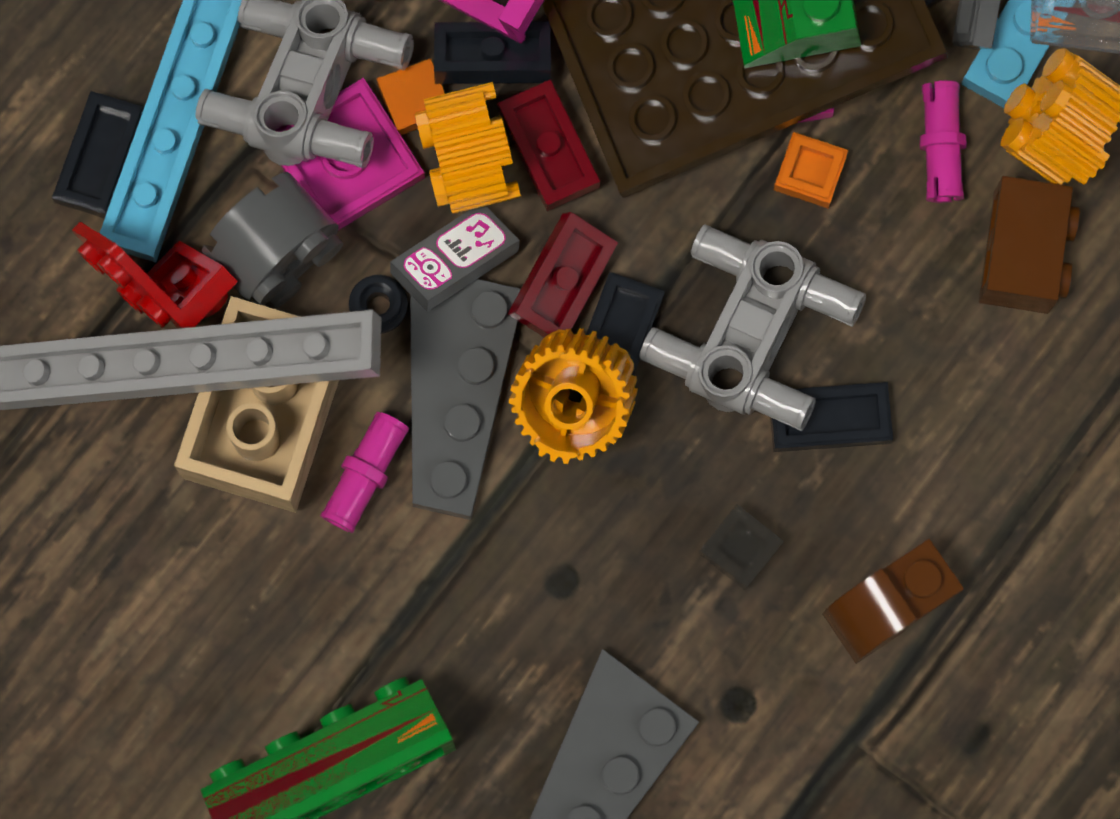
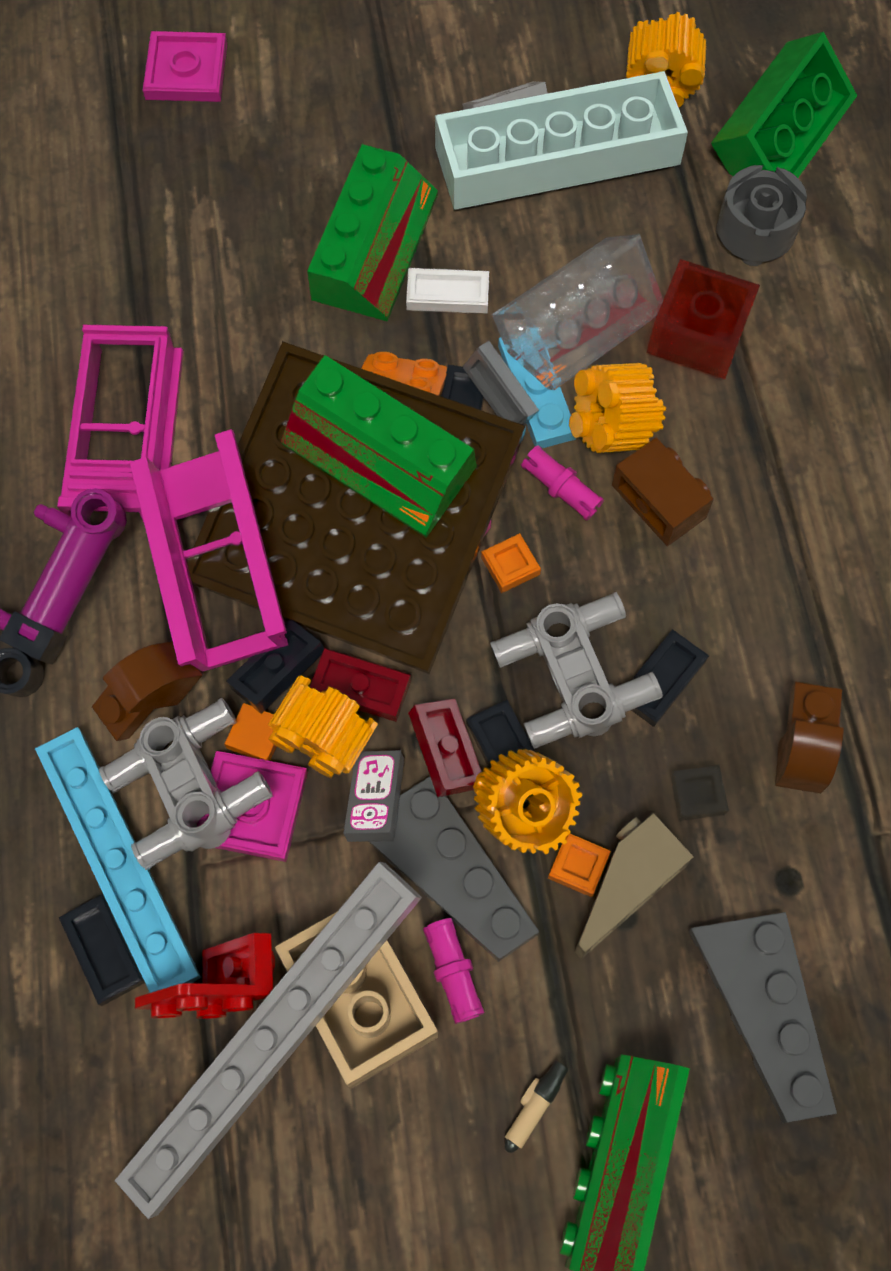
camera: 45 degrees left, 10 degrees down
(274, 241) = (263, 890): dark grey brick -> none
(318, 647) = (535, 1102): none -> piece
(385, 287) = (349, 855): black plate -> none
(569, 498) = (579, 865): none -> orange tile
(602, 554) = (638, 869): none -> dark tan slope

